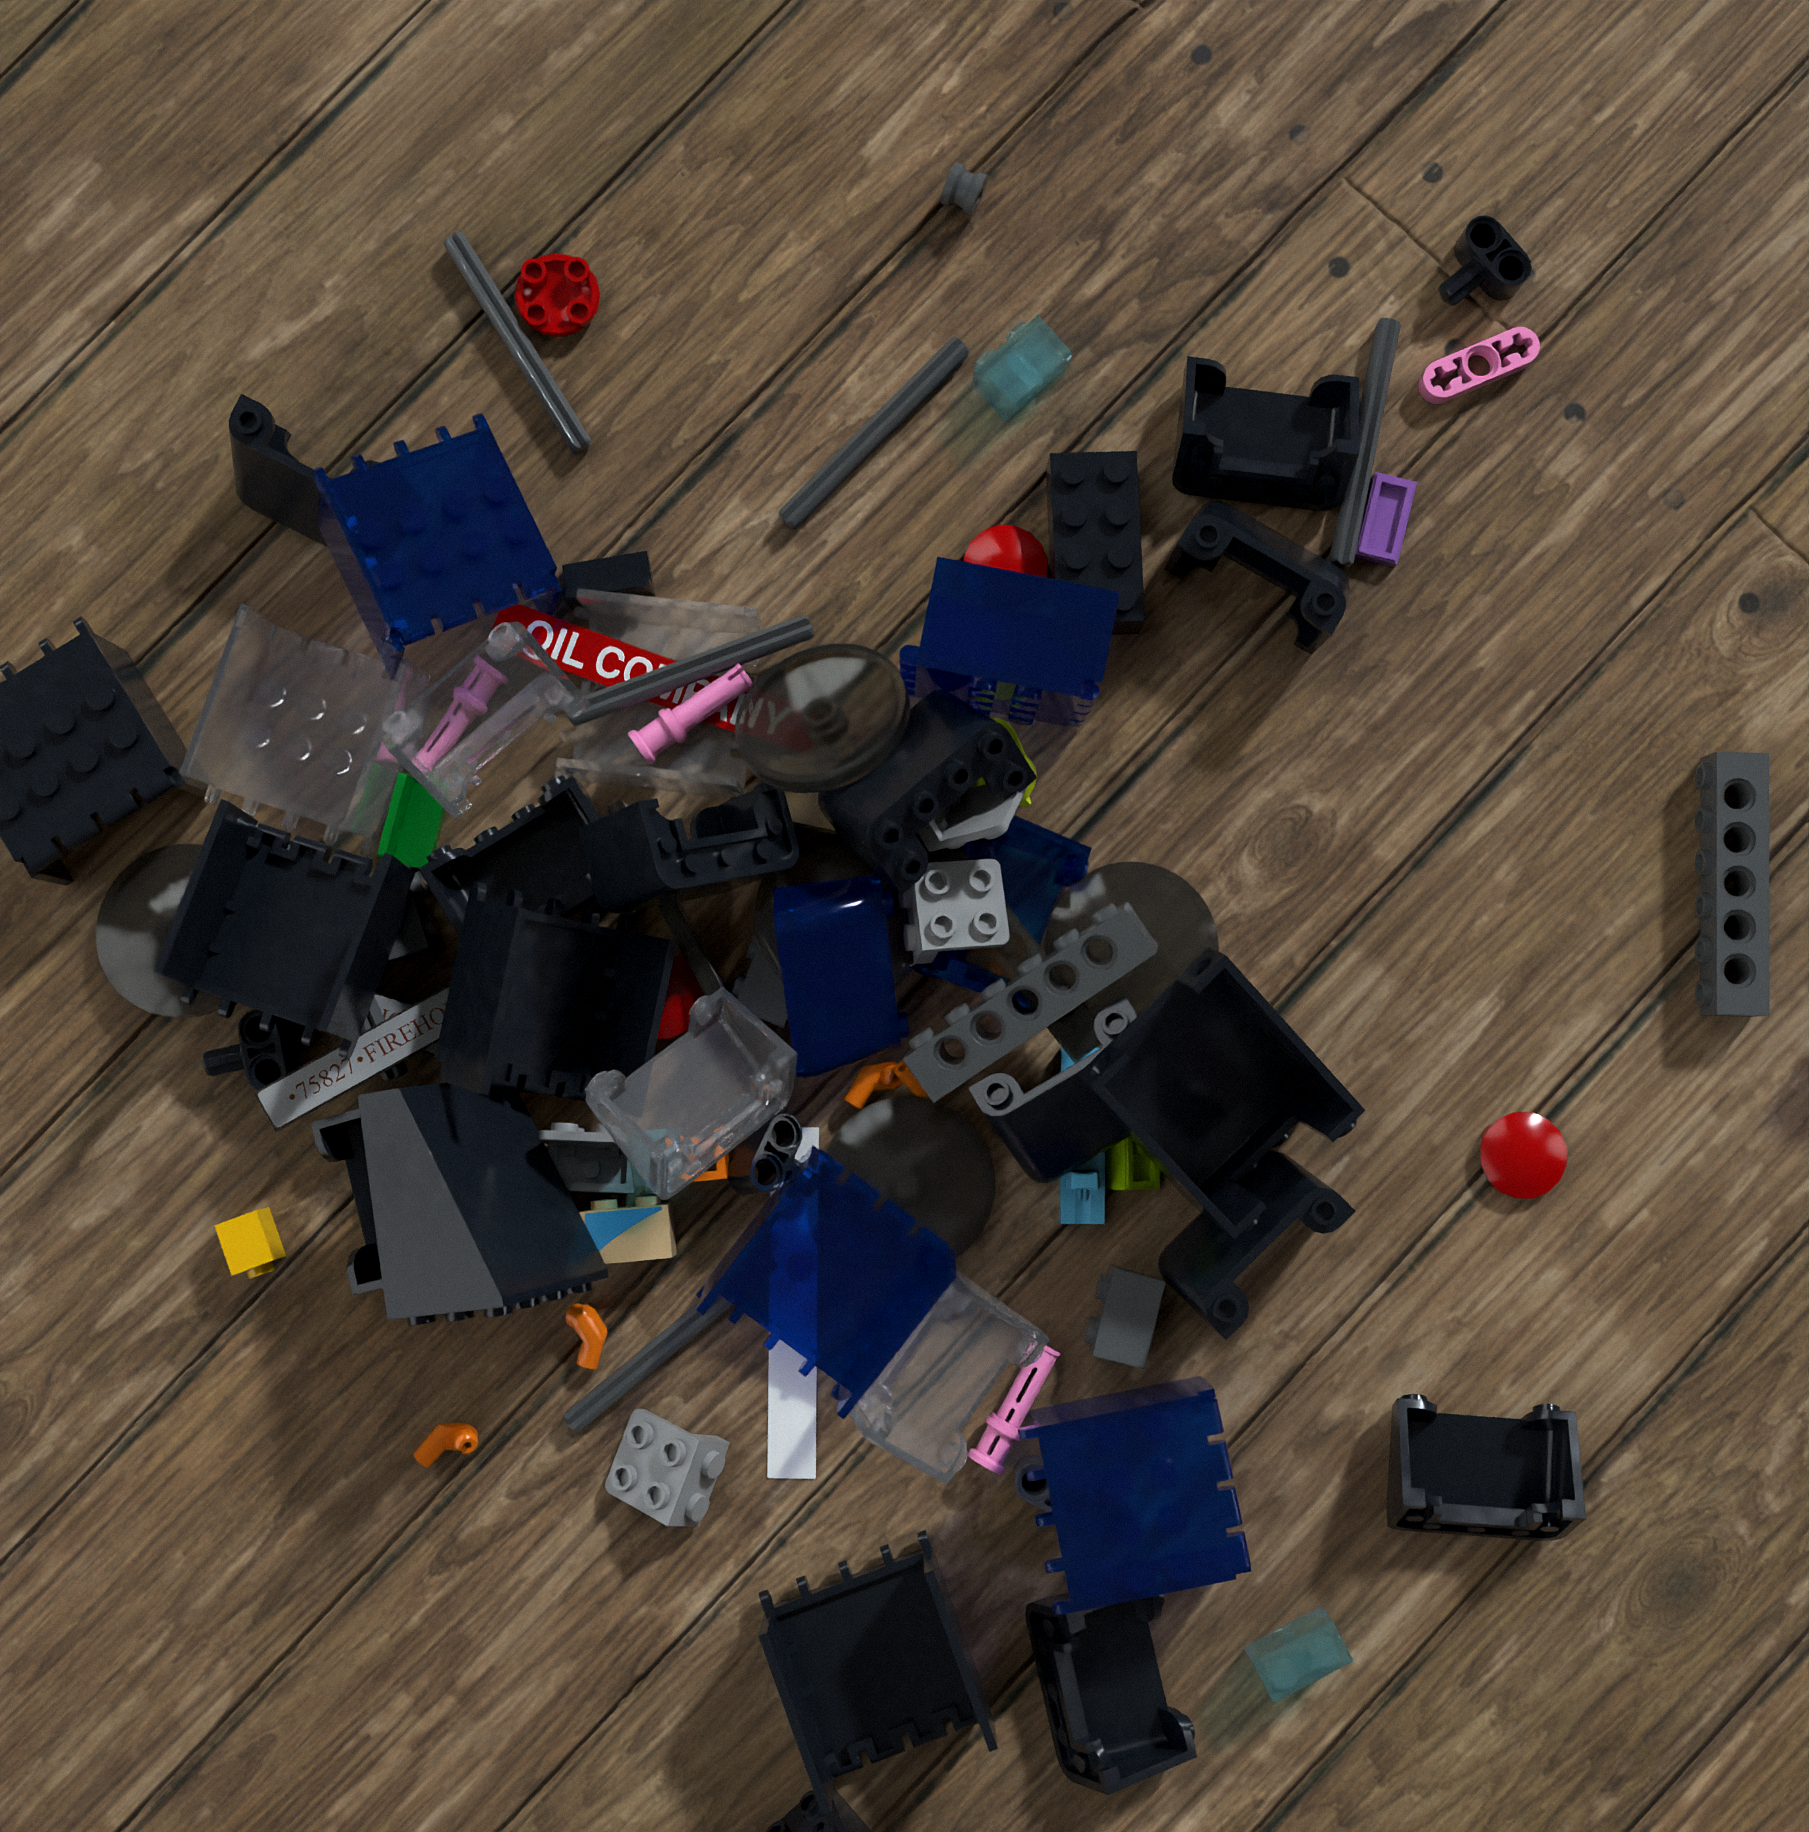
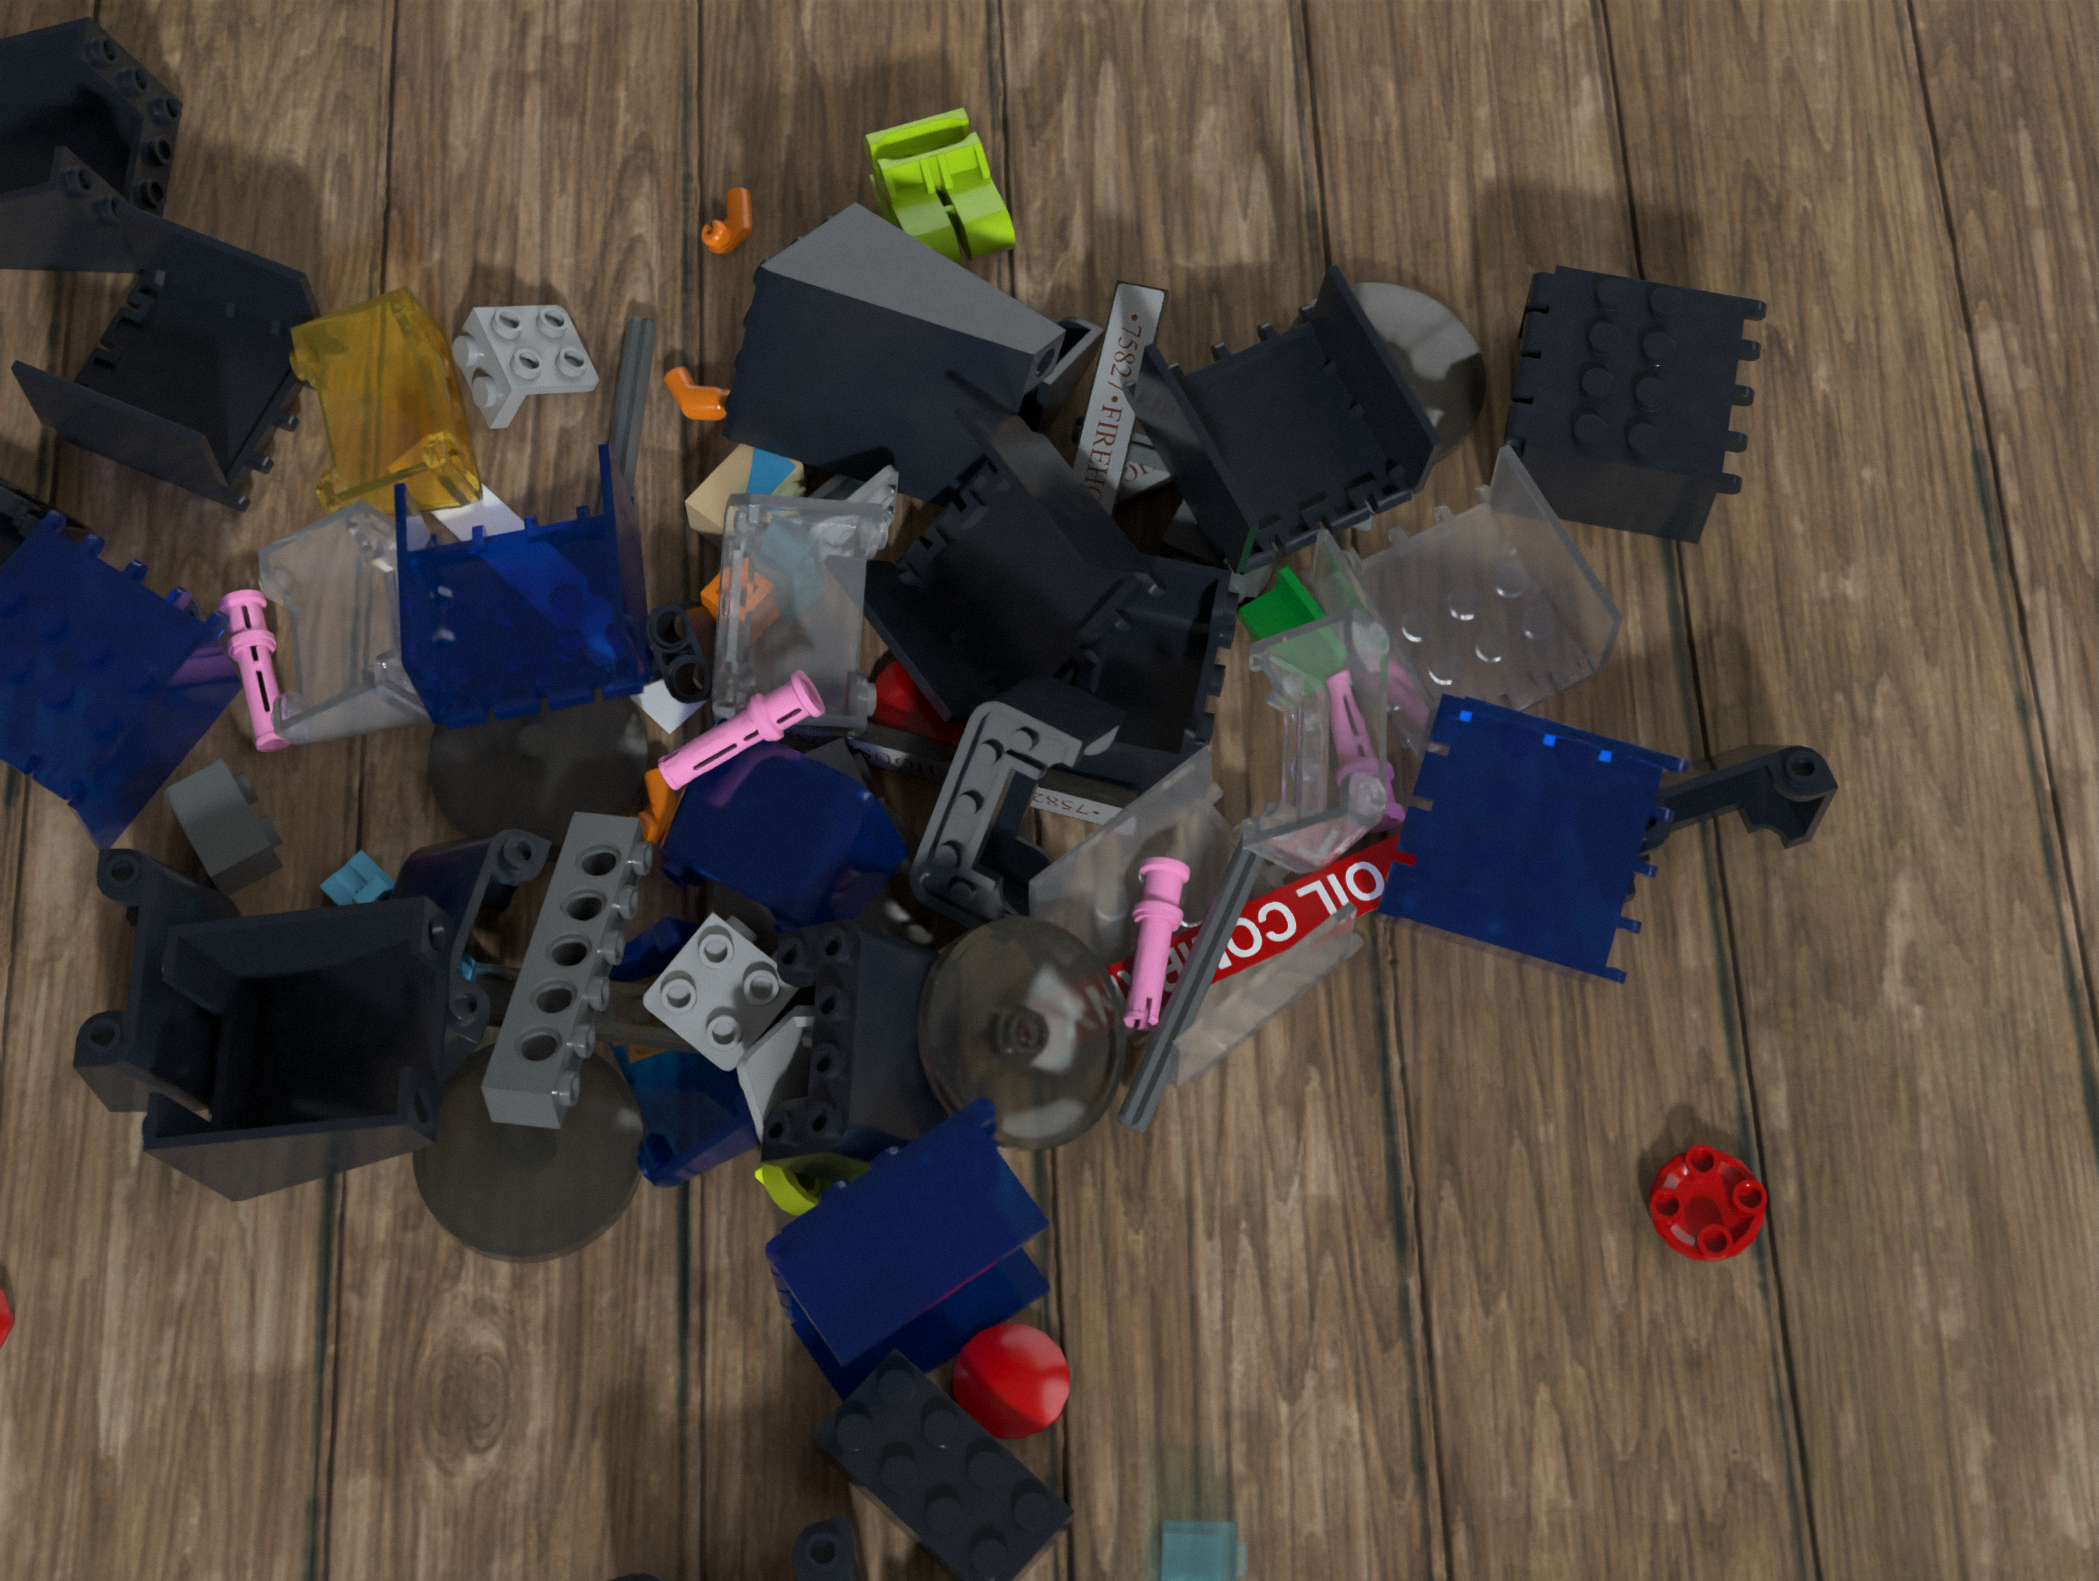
camera: 135 degrees right, 20 degrees down
(251, 1243) = (1053, 213): yellow brick -> none
(254, 1053) = (1203, 333): black beam -> none
(312, 1313) = (938, 186): none -> lime connector
(517, 343) = (1691, 1125): dark grey axle -> none
(615, 574) = (1361, 996): black panel -> none
(784, 1033) = (763, 719): none -> bright pink pin
(785, 1505) = (388, 406): none -> clear yellow windscreen
(873, 433) = (1273, 1386): dark grey axle -> none

